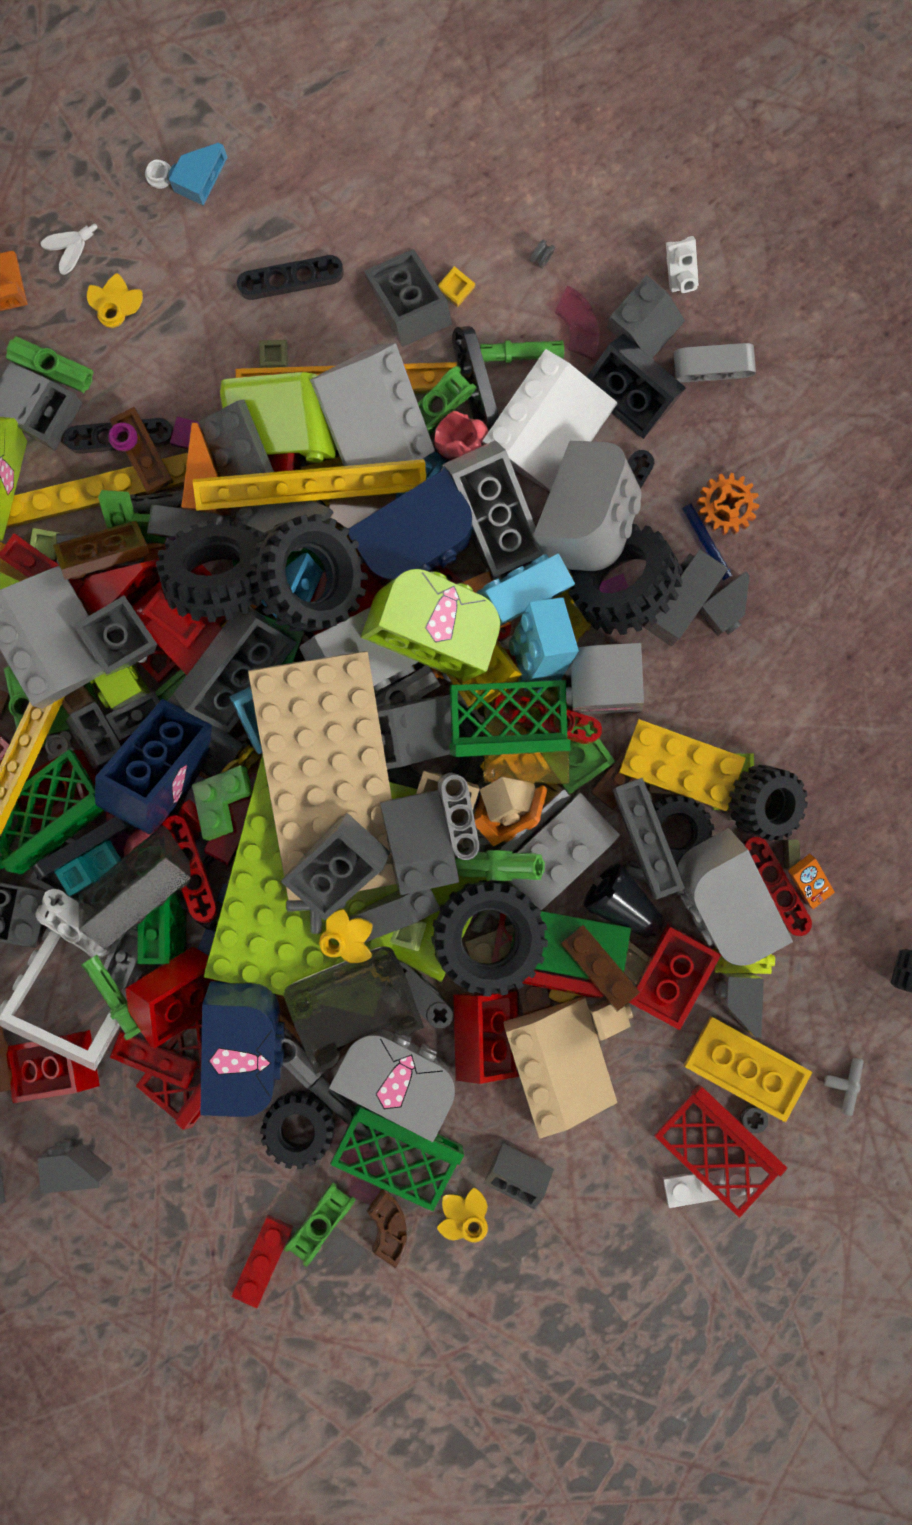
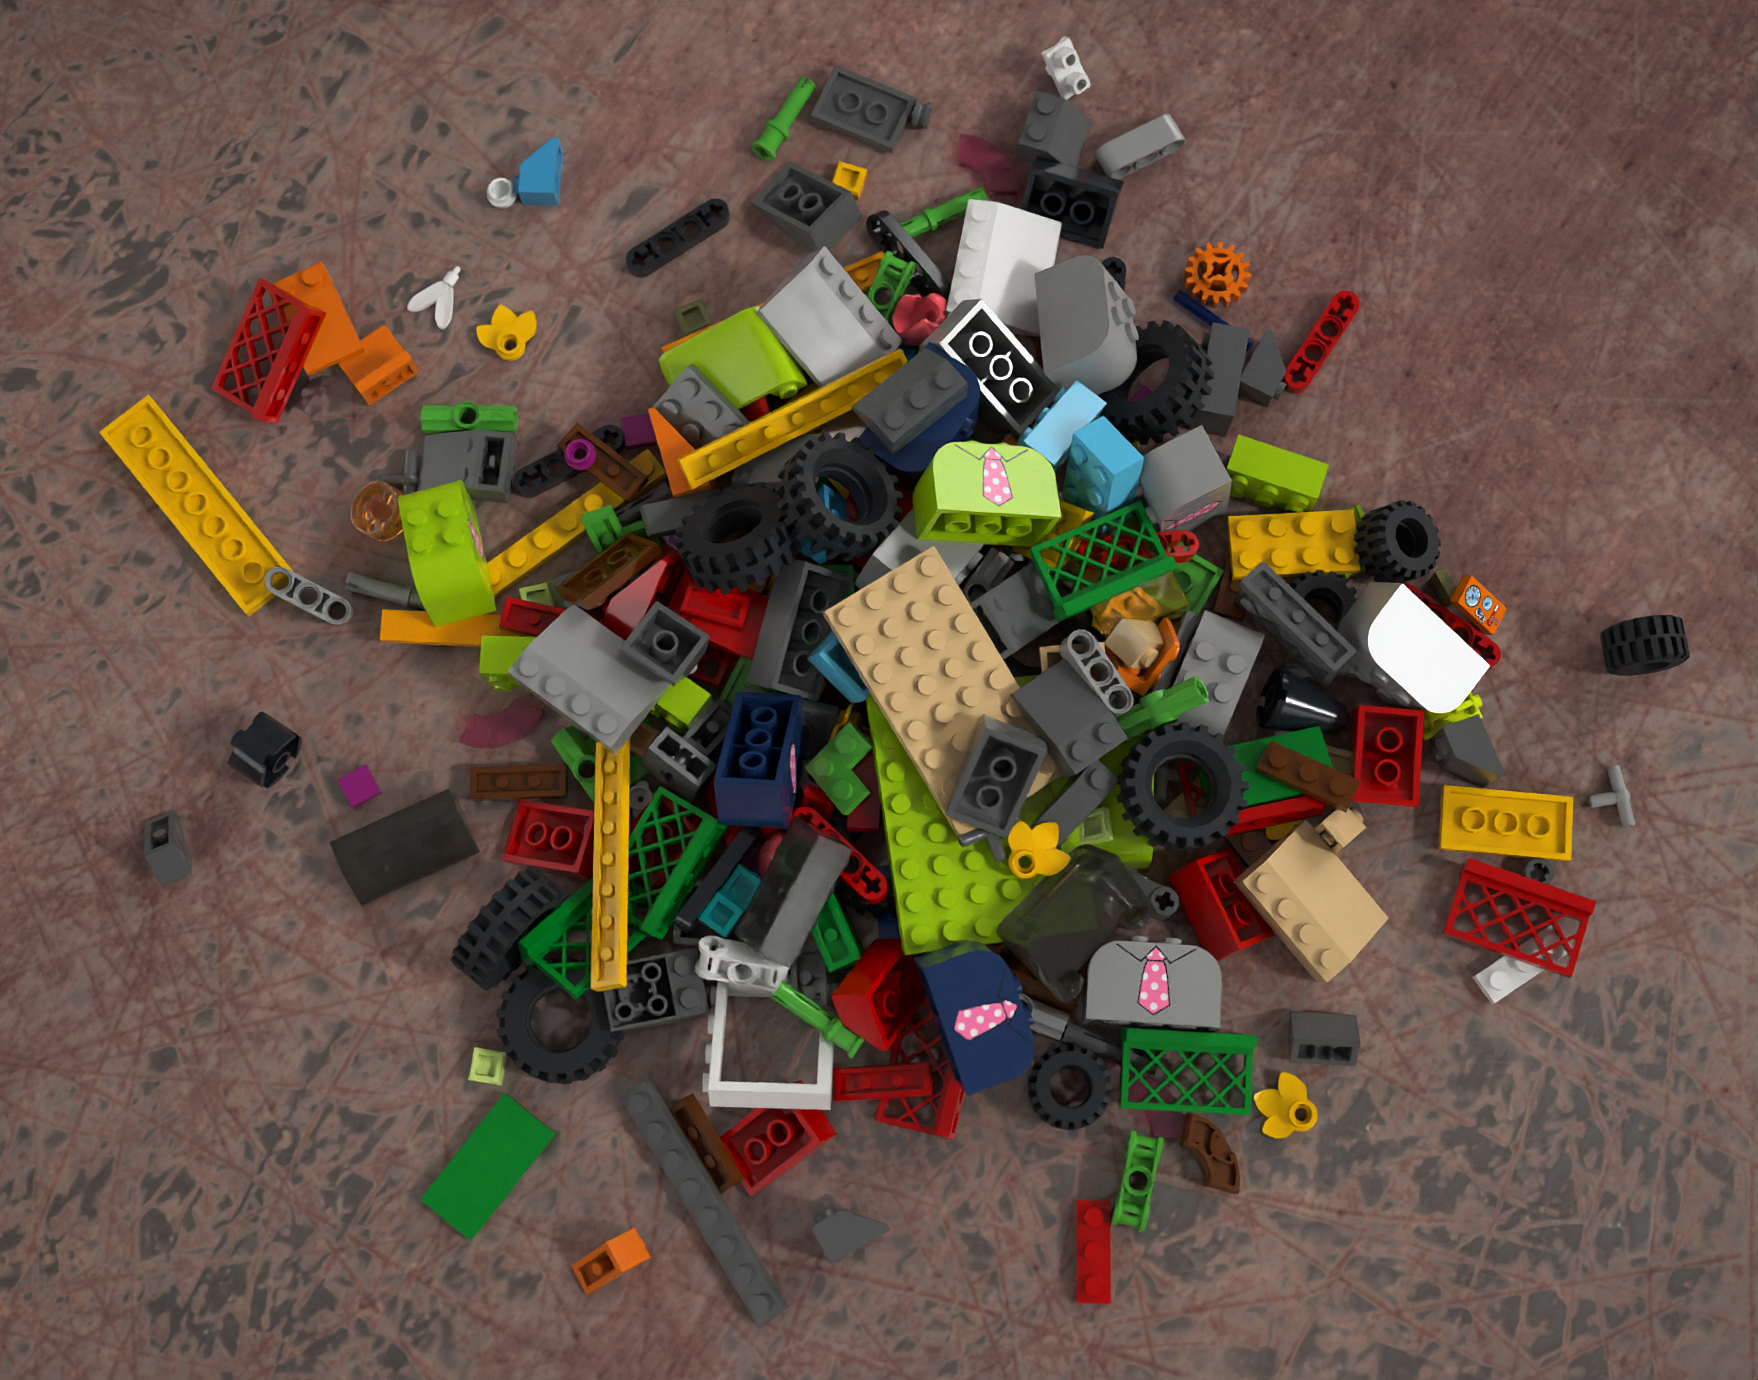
camera: 25 degrees left, 10 degrees down
(406, 514) = (911, 399): none -> dark grey slope
(413, 215) = (777, 129): none -> bright green pin
(495, 228) = (863, 109): none -> dark grey plate
(691, 701) = (1274, 476): none -> lime brick
(788, 599) = (1320, 341): none -> red beam

